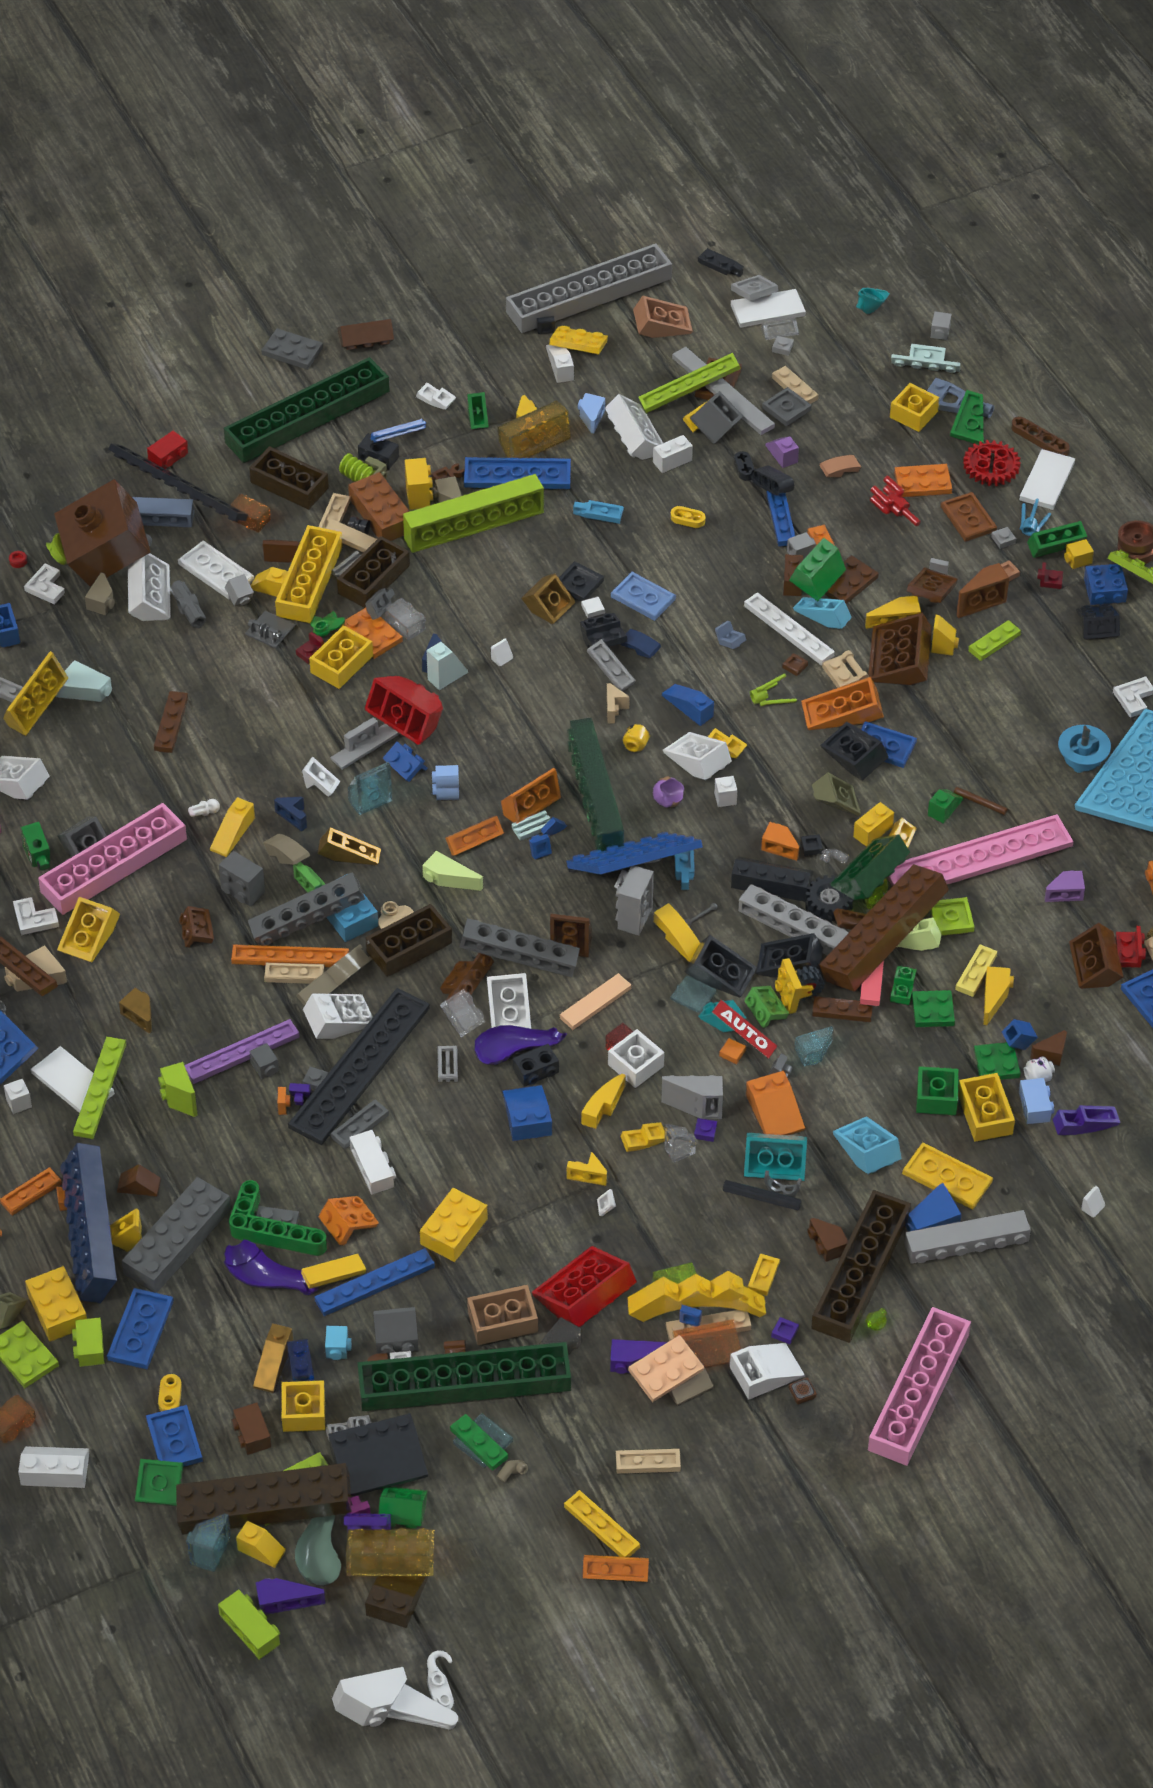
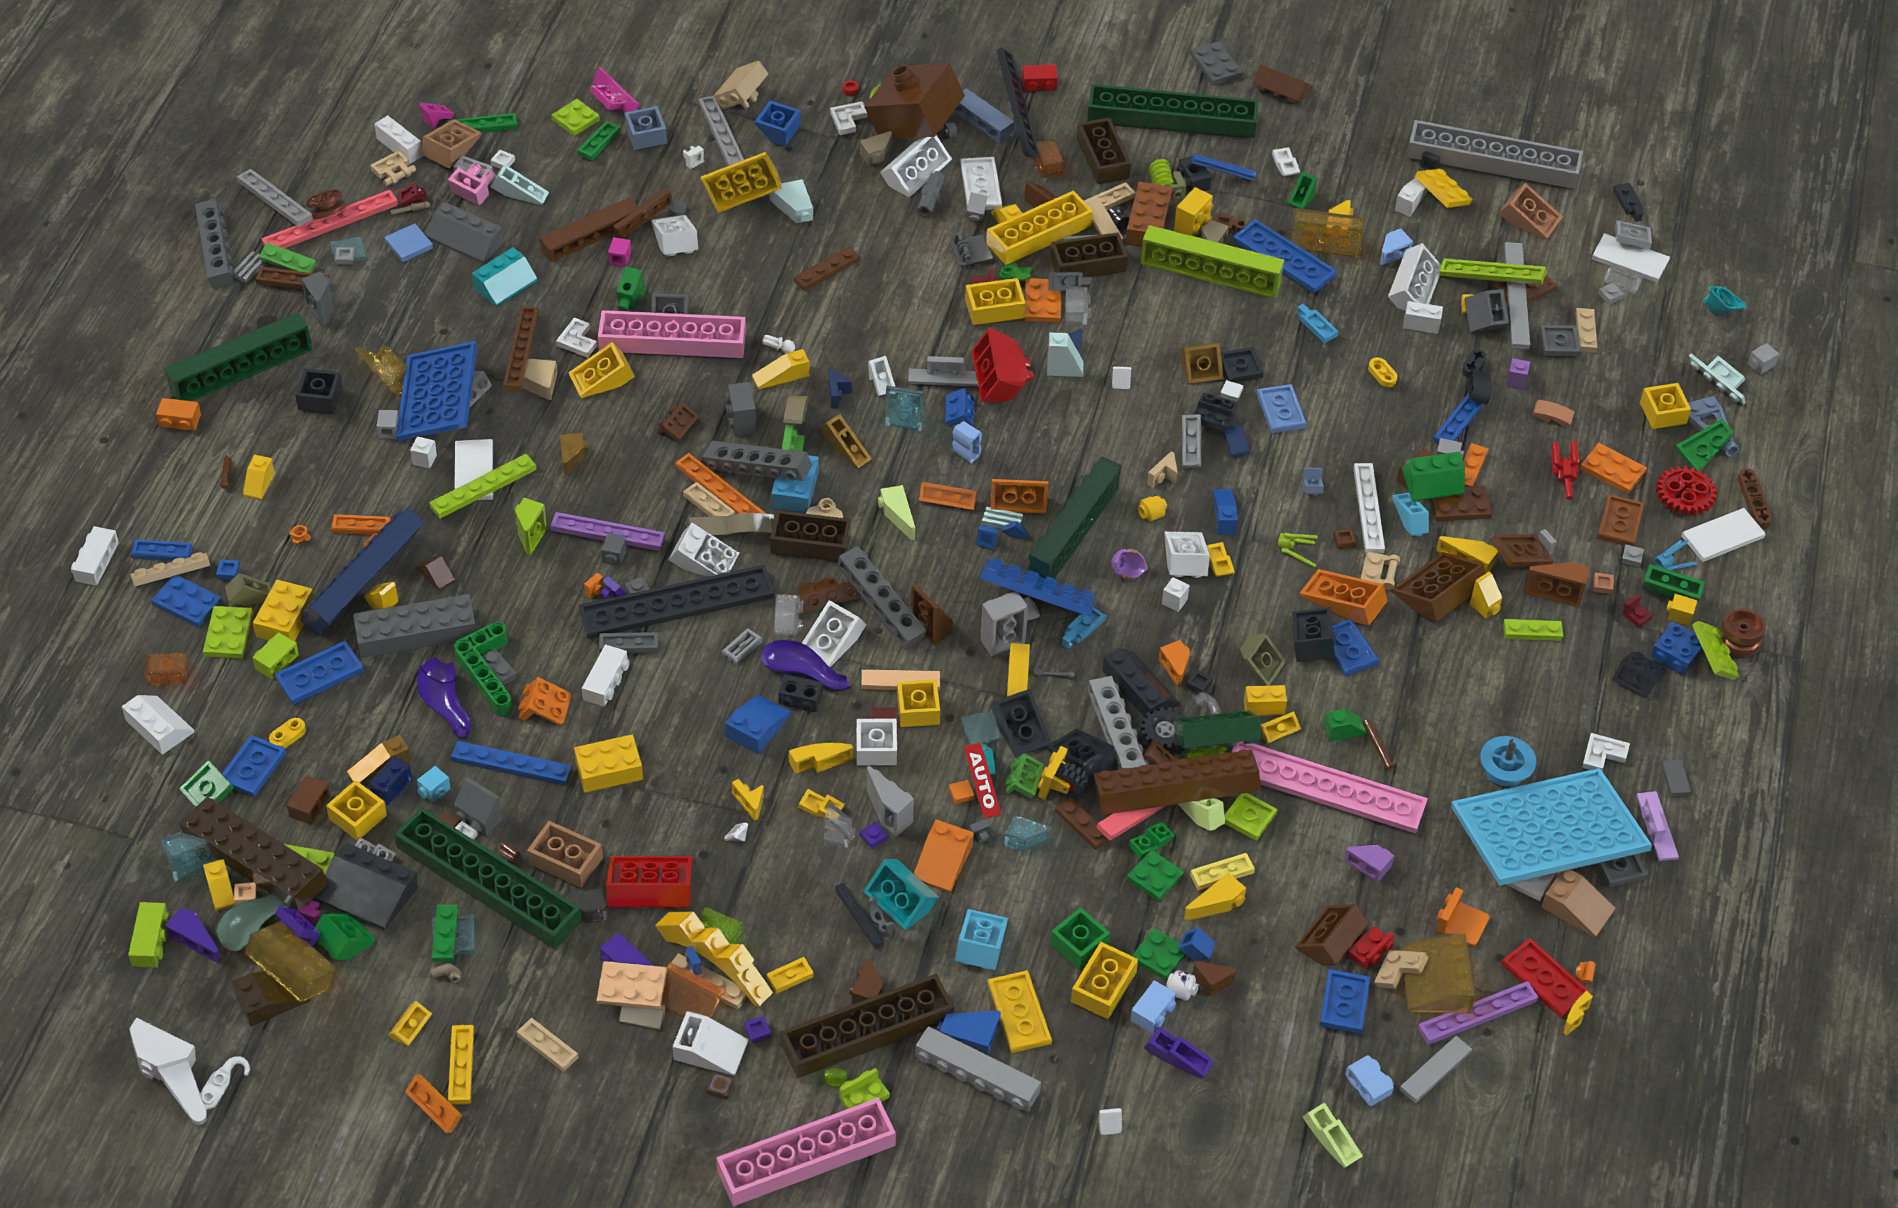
camera: 40 degrees right, 0 degrees up
(287, 1535) = (244, 892): none -> light nougat plate
(333, 1271) = (489, 732): yellow tile -> none
(526, 1528) = (410, 1024): none -> yellow slope
(634, 1006) = (918, 703): none -> yellow brick
(908, 1316) = (863, 1089): none -> lime bracket

